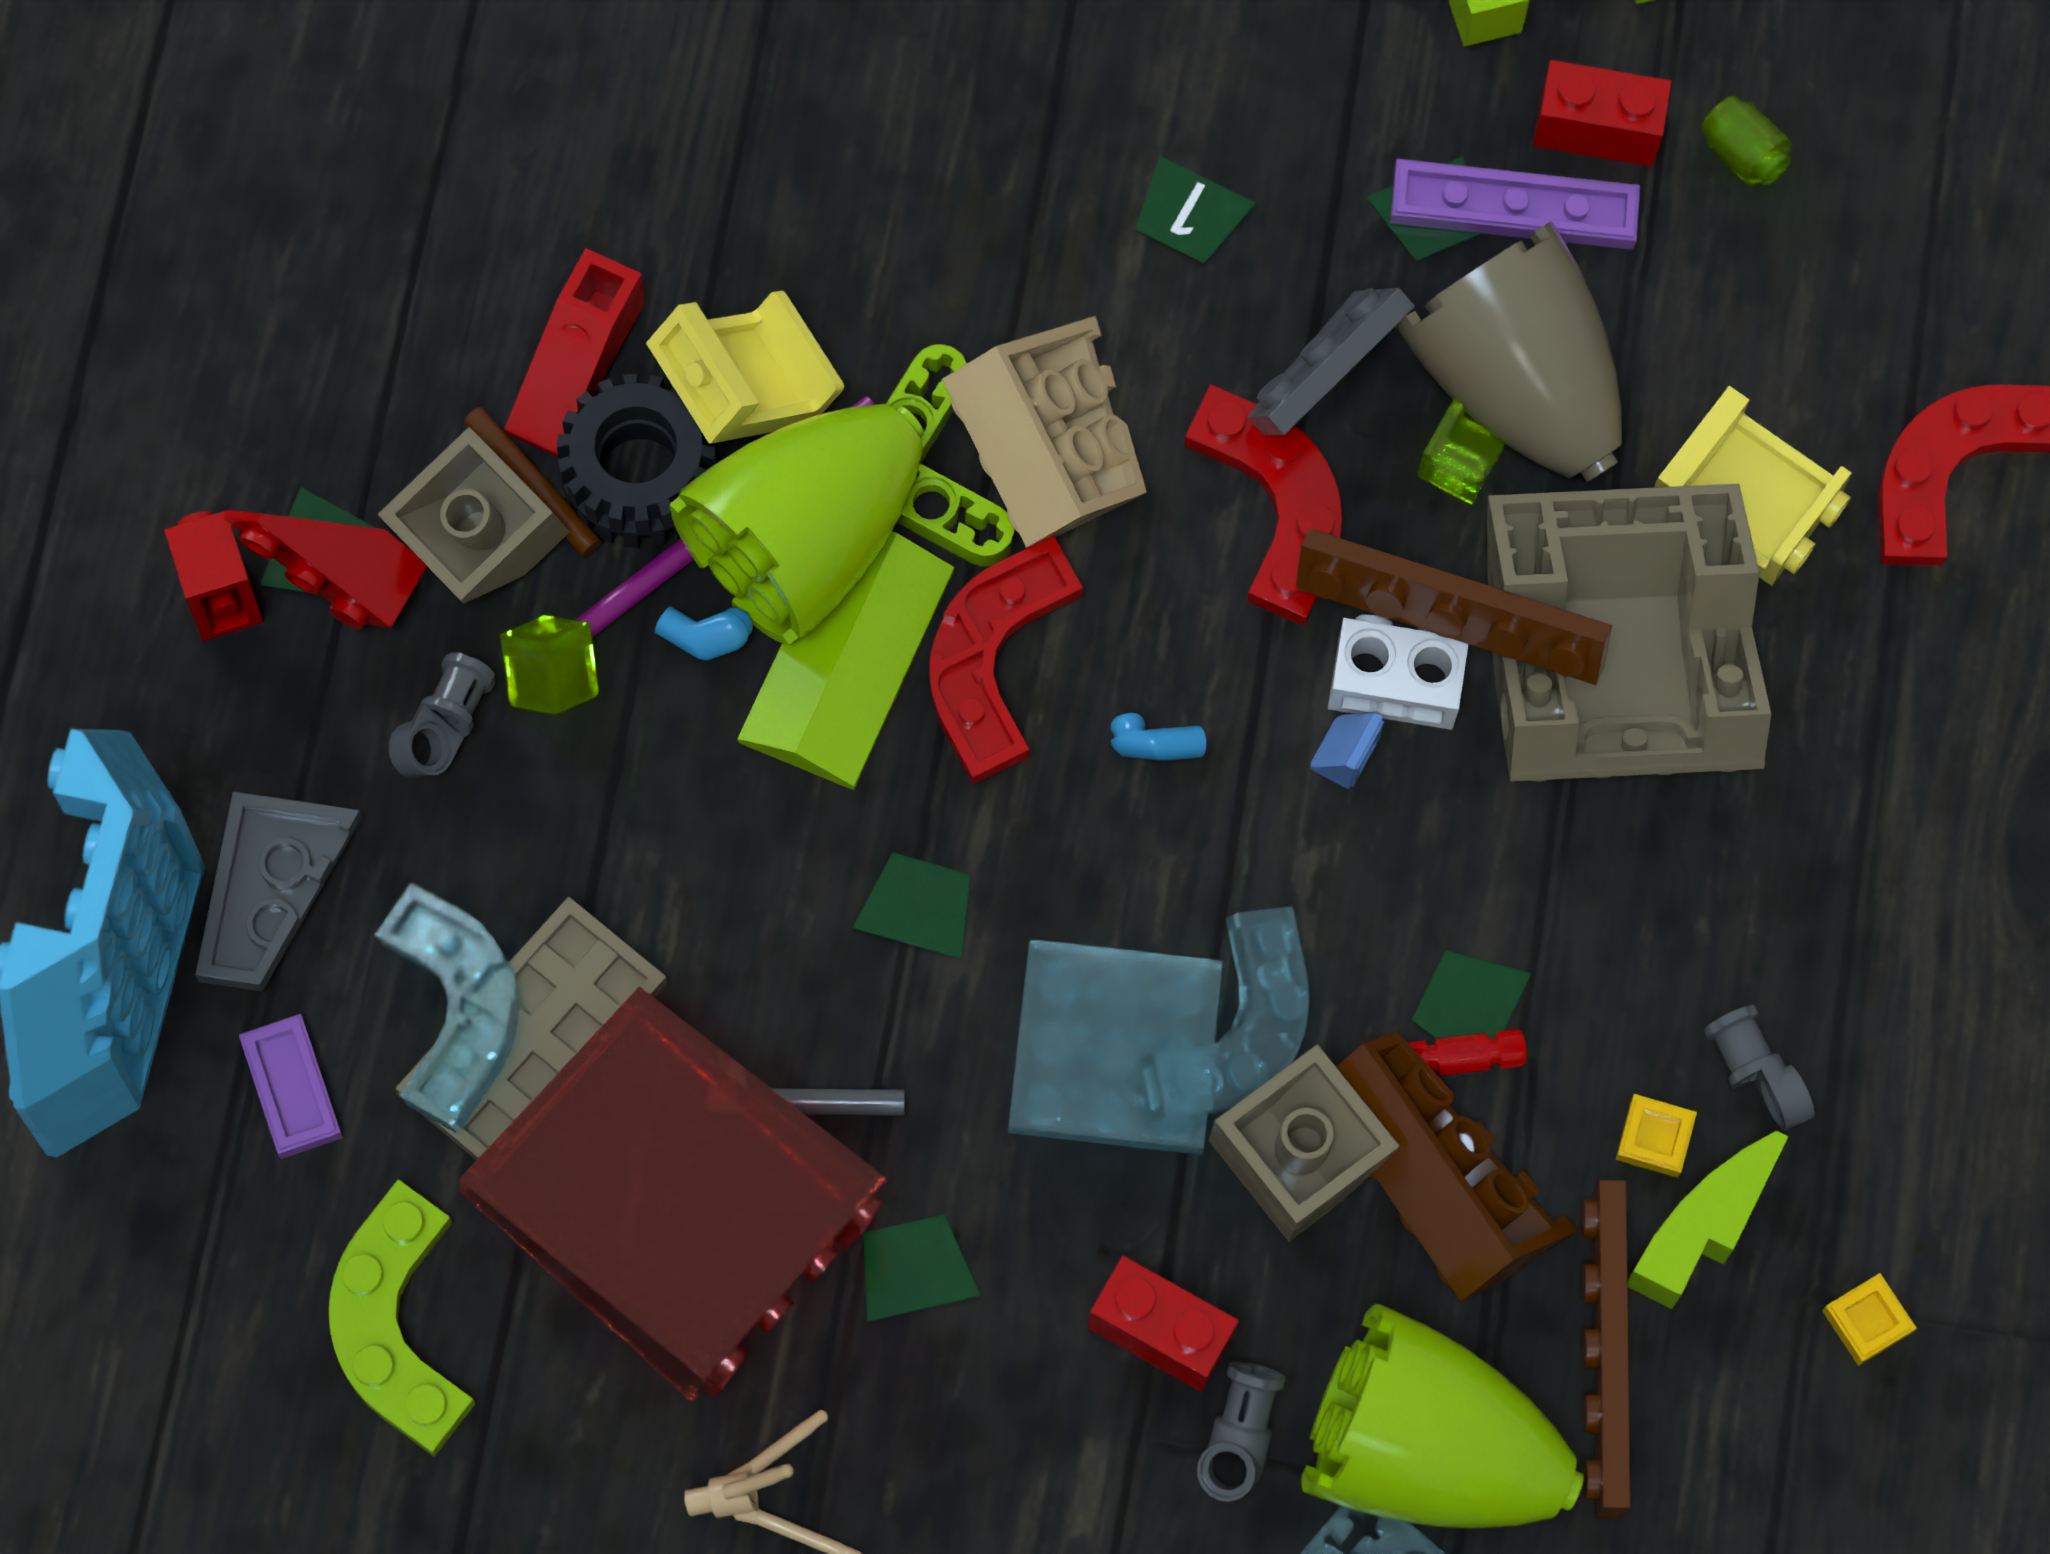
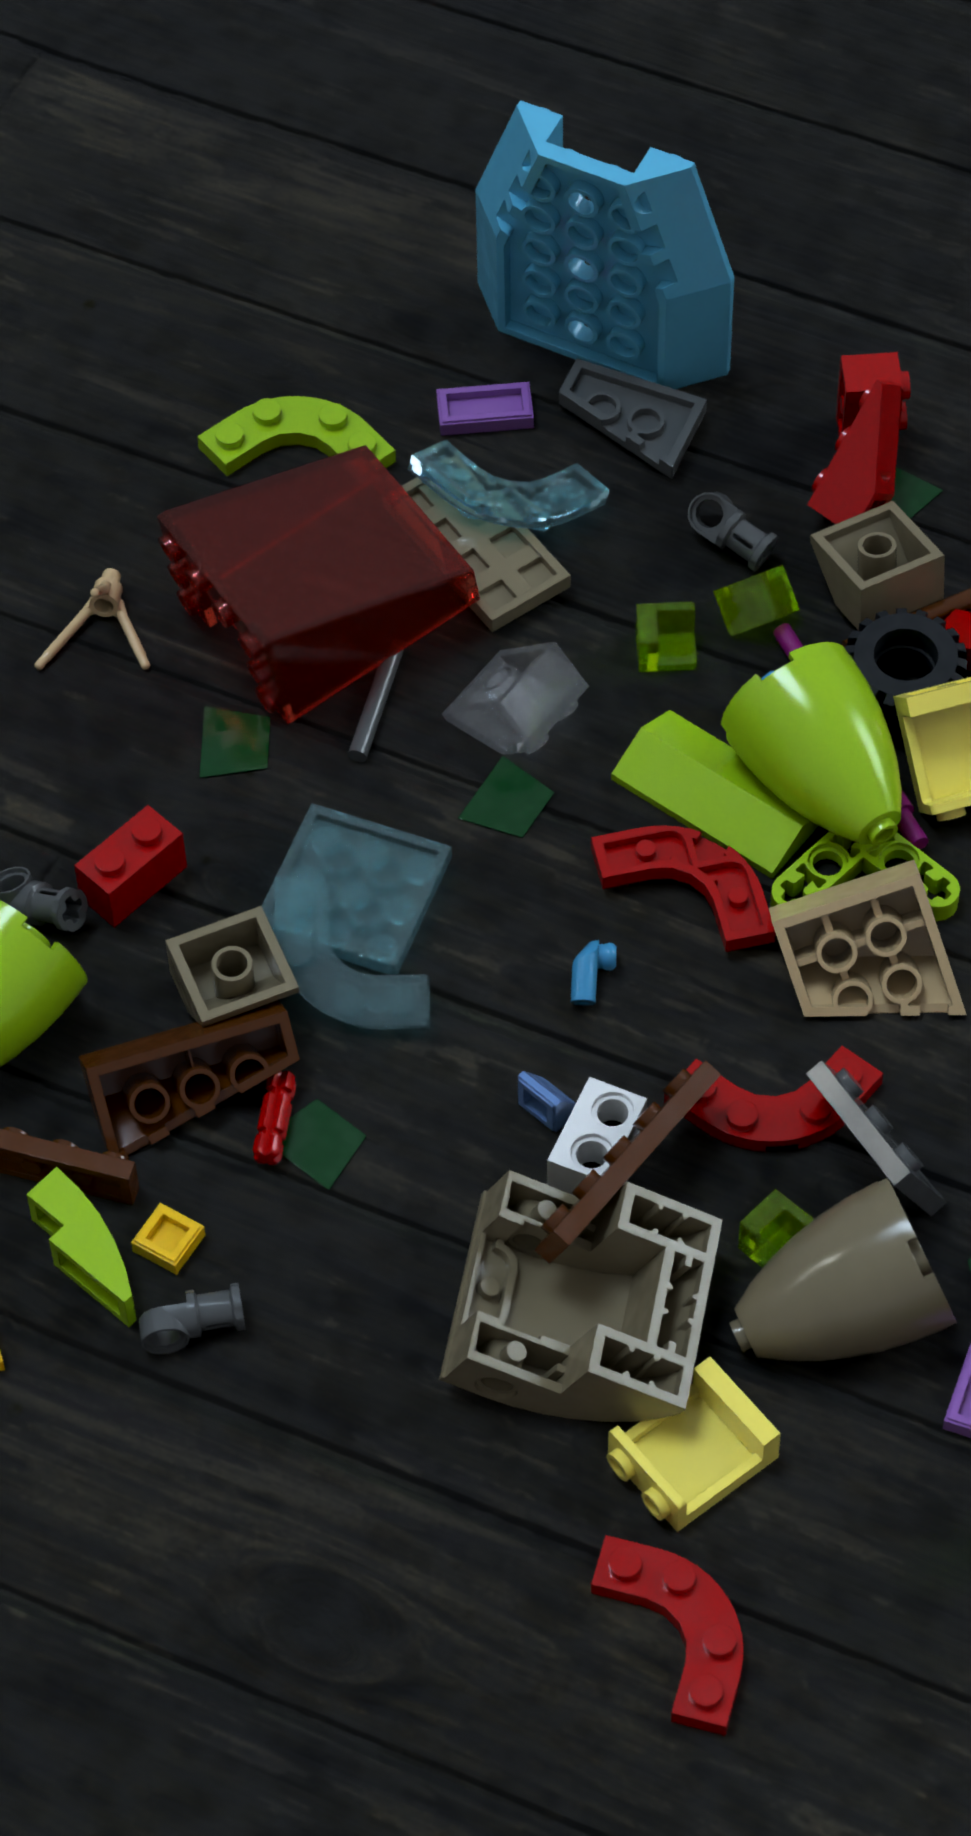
camera: 110 degrees right, 15 degrees down
(636, 765) = (665, 636): none -> clear neon green panel
(777, 921) = (518, 698): none -> clear slope

